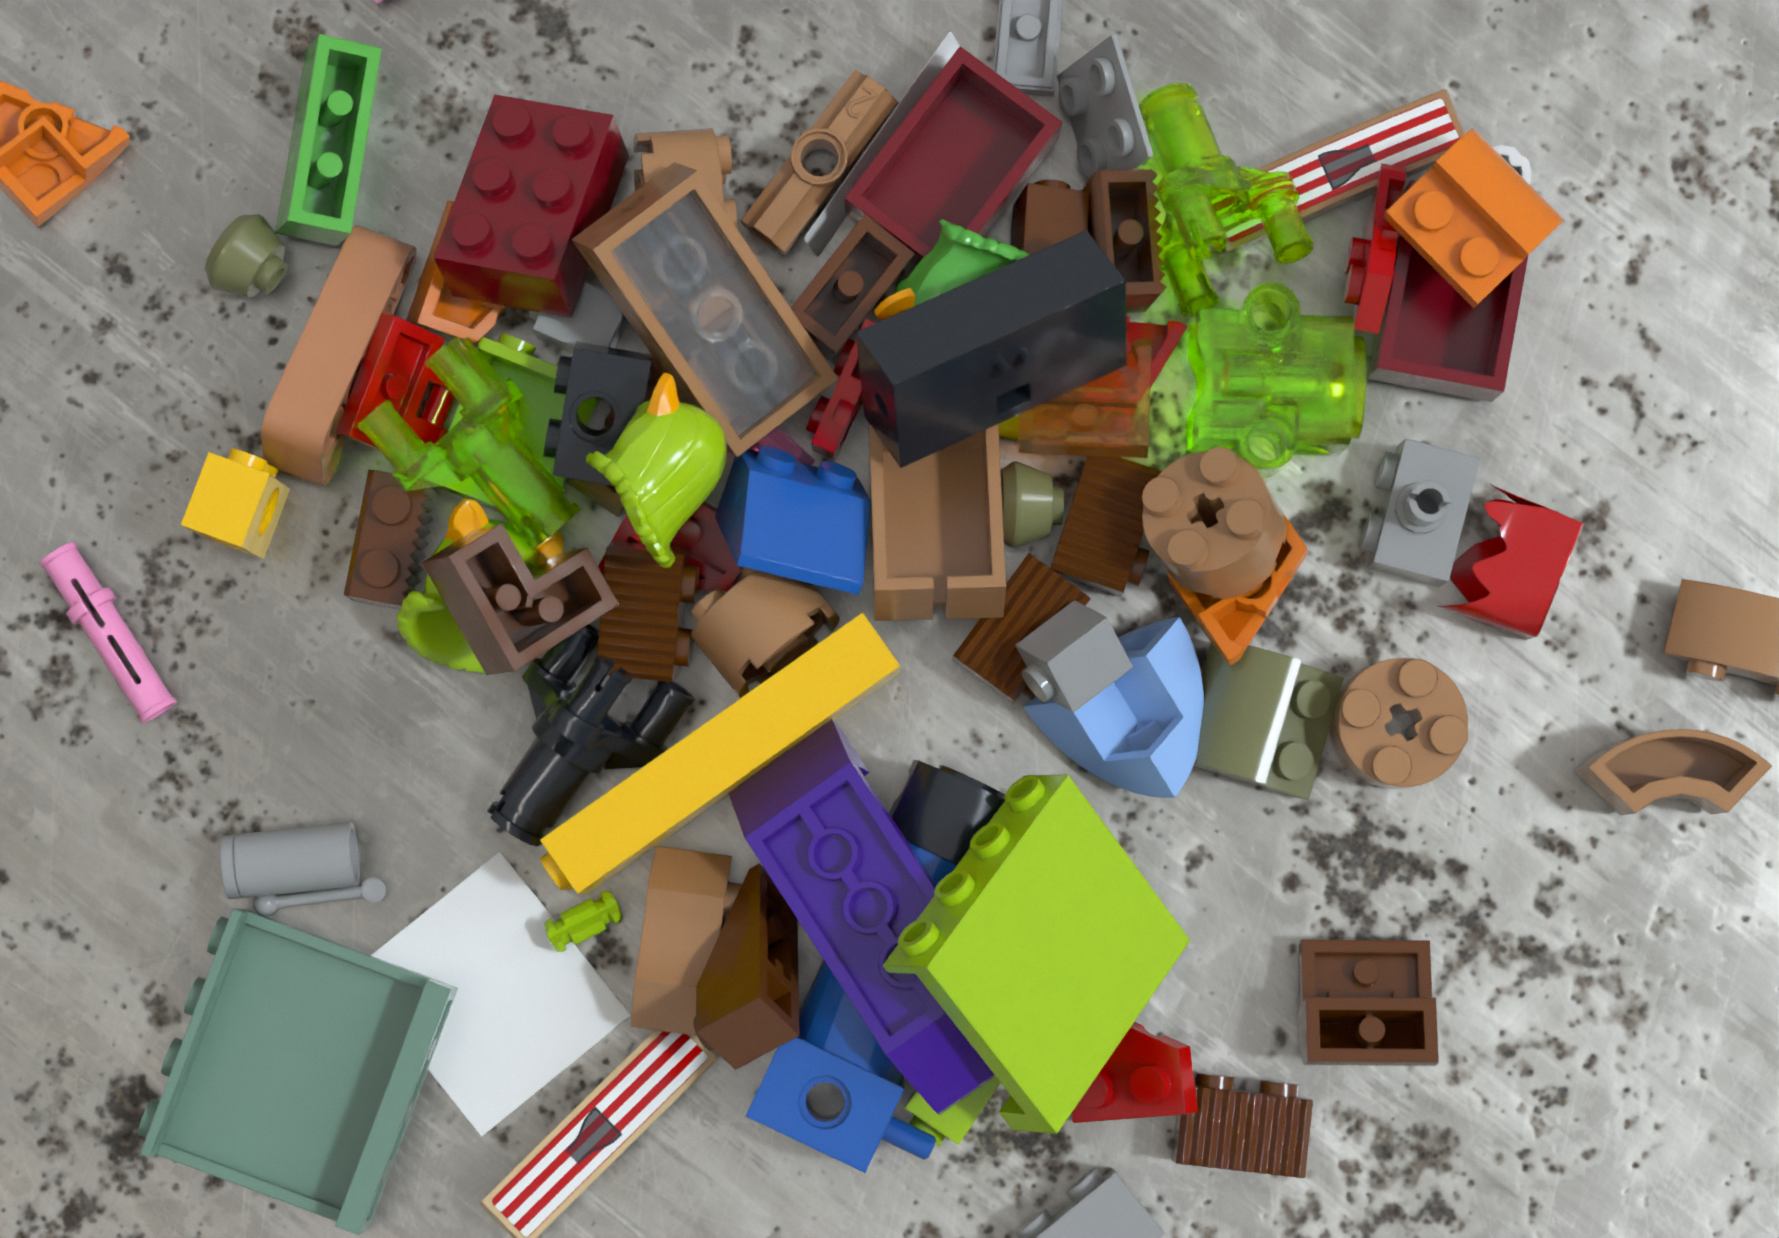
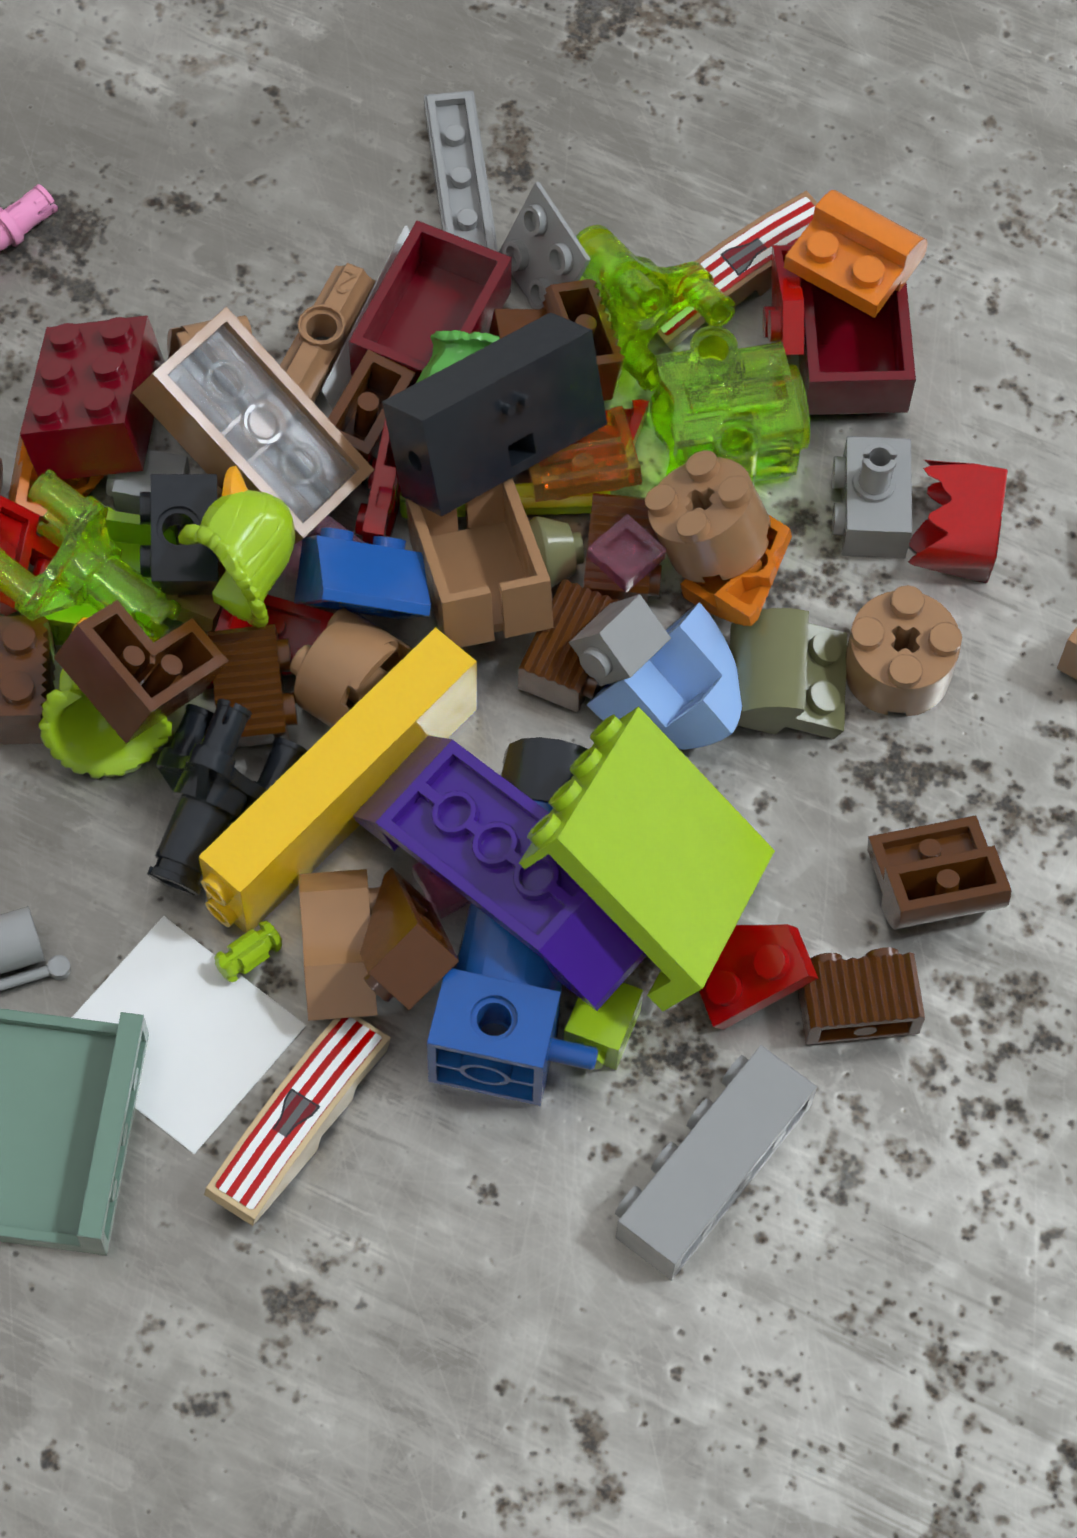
camera: 15 degrees left, 20 degrees down
(1107, 547) = (626, 553): none -> clear pink plate

